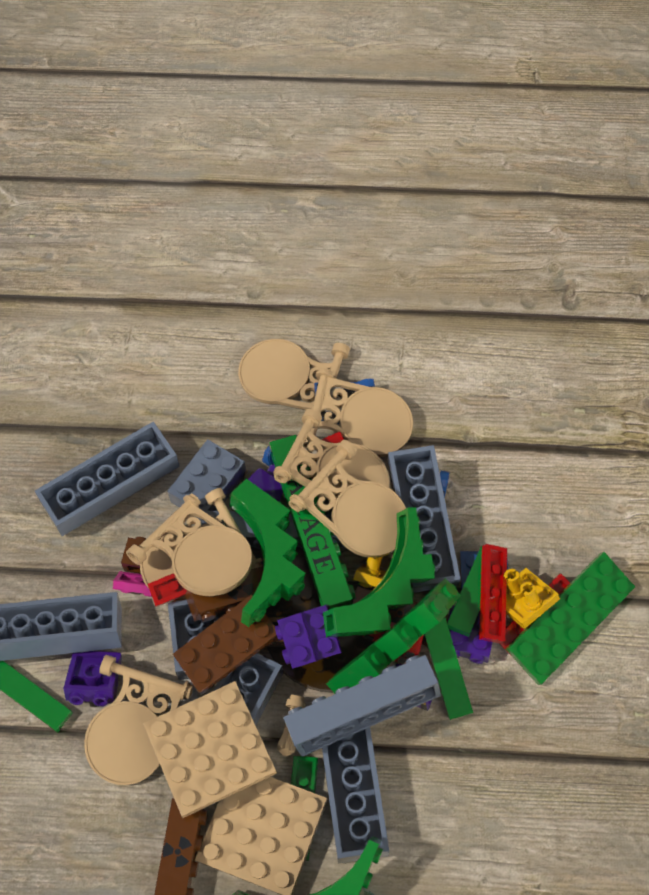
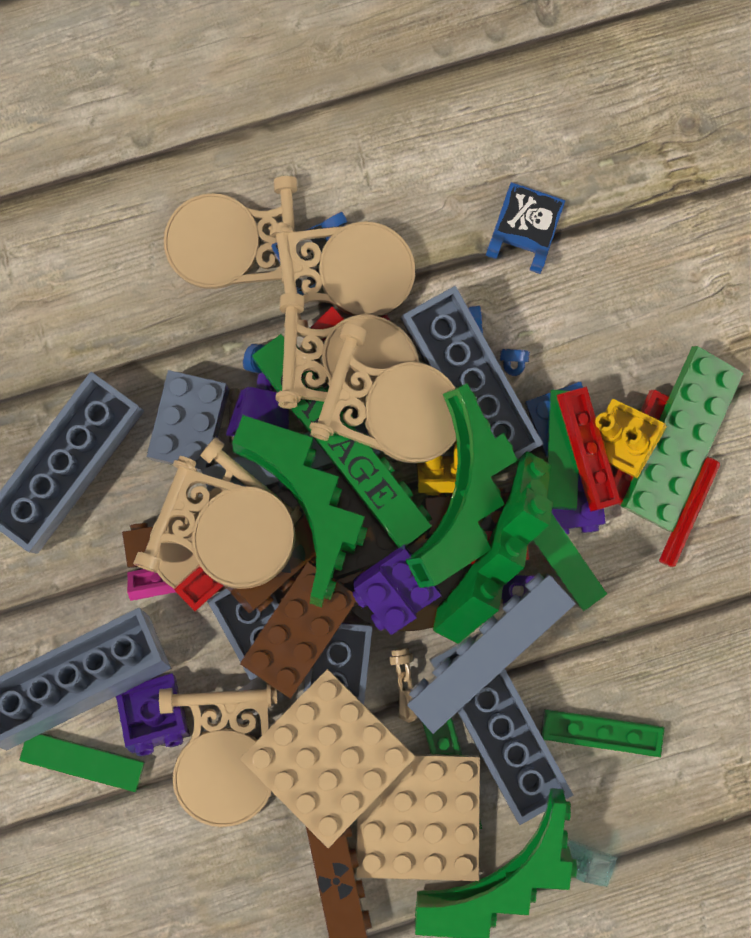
camera: 25 degrees left, 20 degrees up
(432, 820) = (602, 733): none -> green tile
(463, 516) = (519, 356): none -> blue tile
(506, 430) = (527, 222): none -> flag
(559, 675) = (690, 513): none -> red axle

